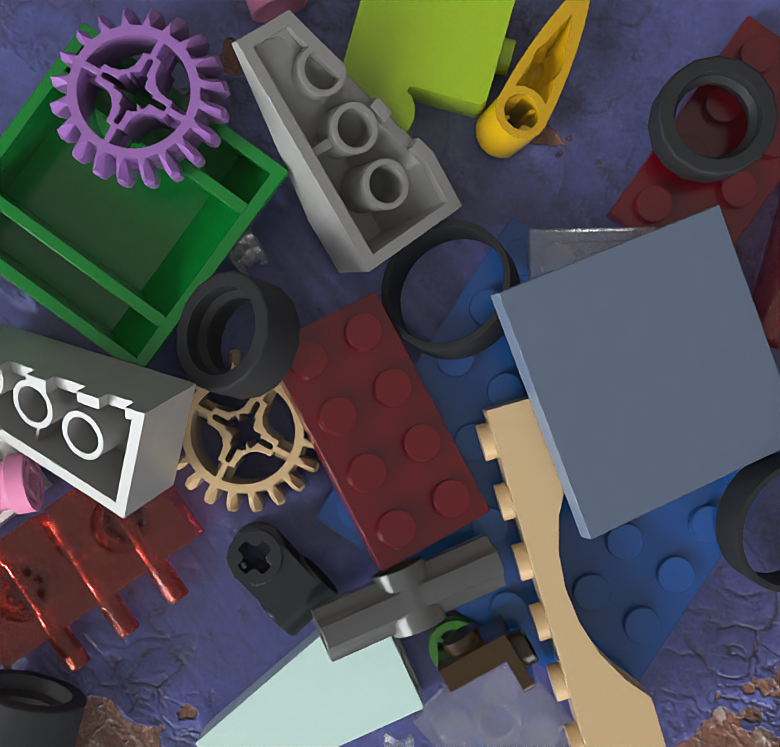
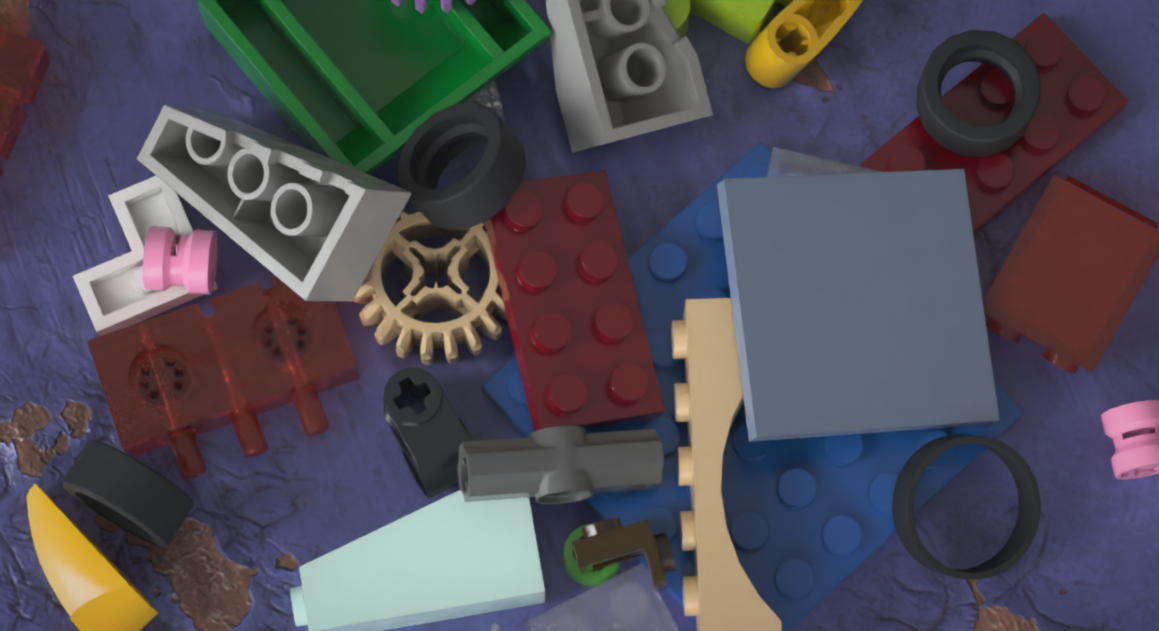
camera: 10 degrees right, 15 degrees down
(402, 262) = (649, 152): black tyre -> none

